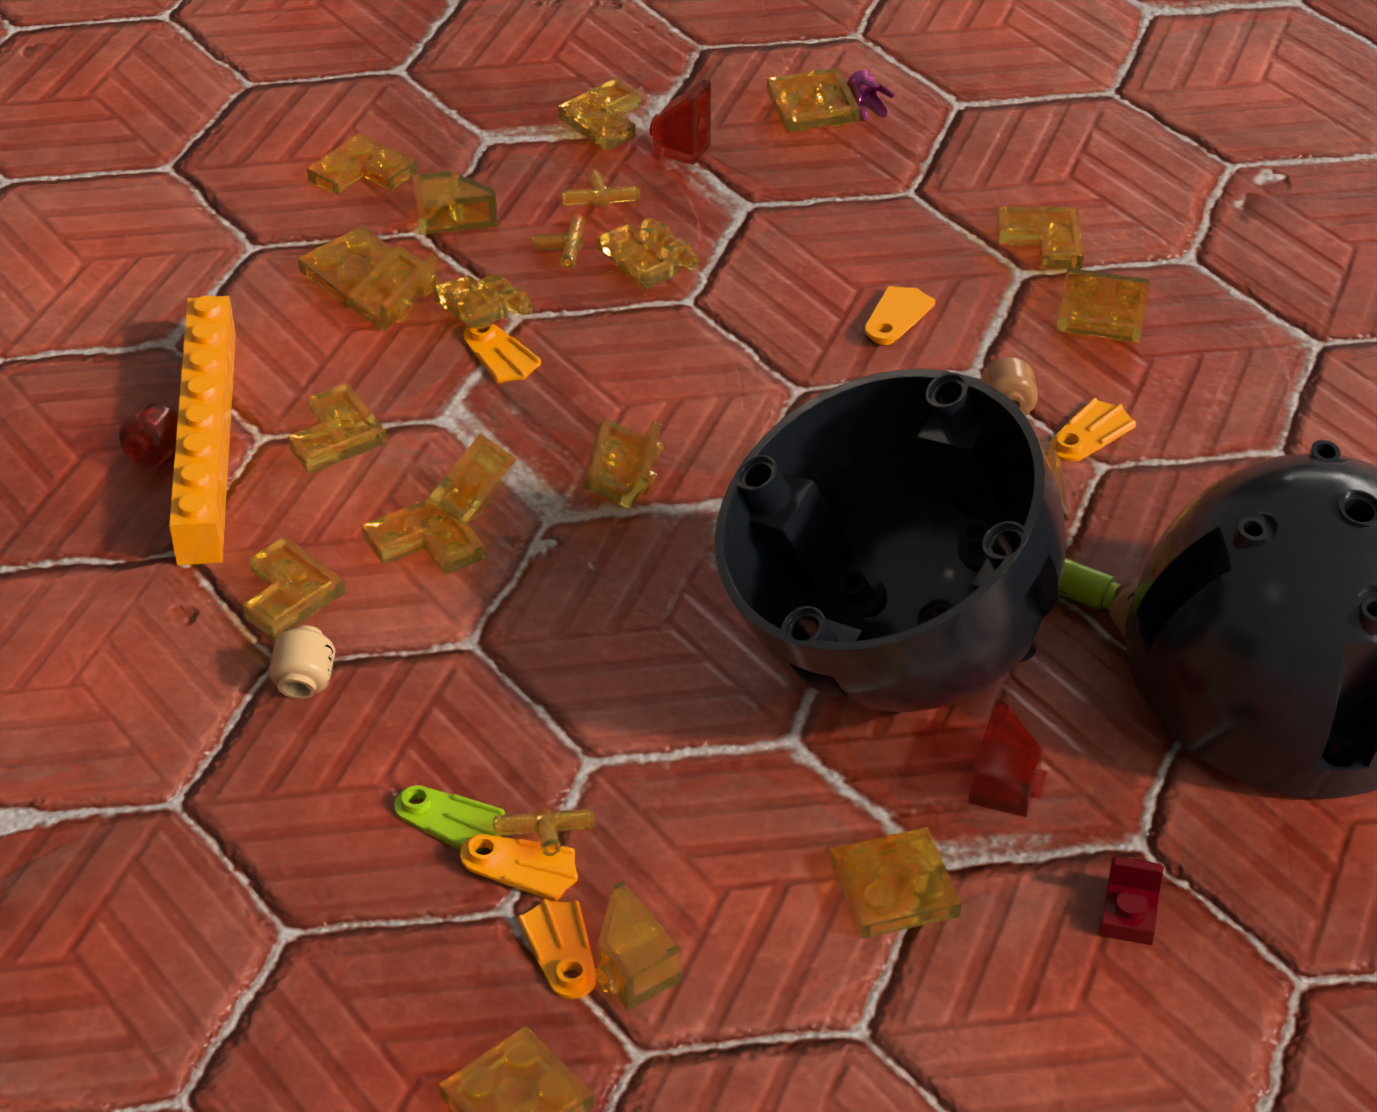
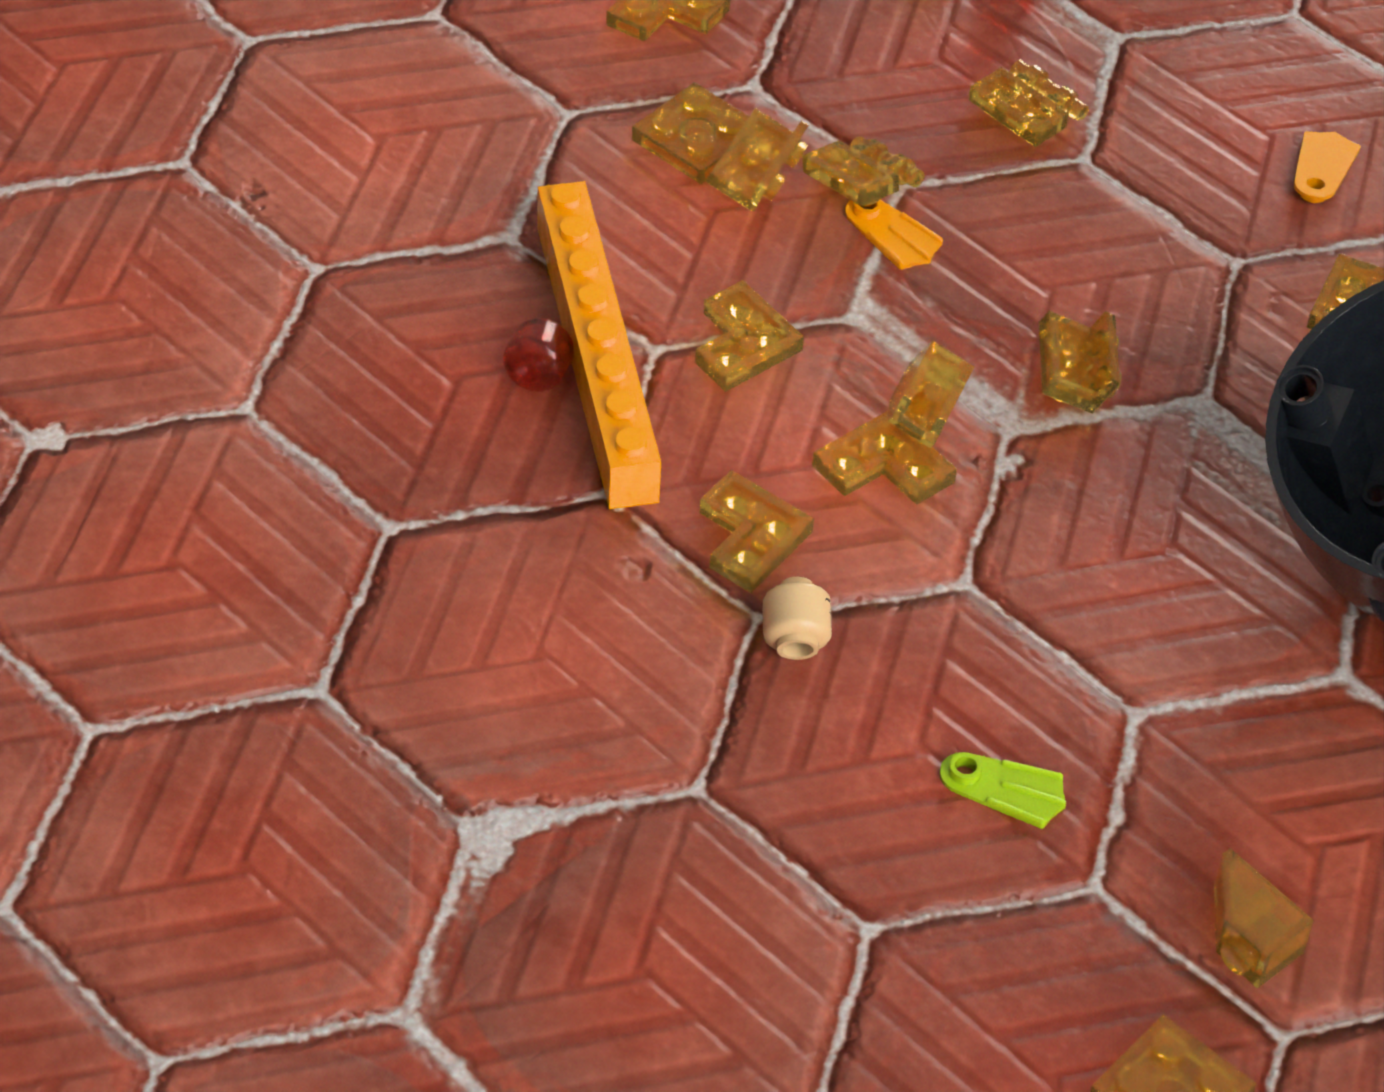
camera: 10 degrees left, 5 degrees up
(452, 203) = (789, 49): clear yellow slope -> none
(521, 865) = (1100, 834): light orange piece -> none
(545, 824) = (1116, 788): clear yellow piece -> none
(560, 946) = (1166, 922): light orange piece -> none
(570, 241) = (935, 91): clear yellow piece -> none
(599, 193) = (950, 30): clear yellow piece -> none

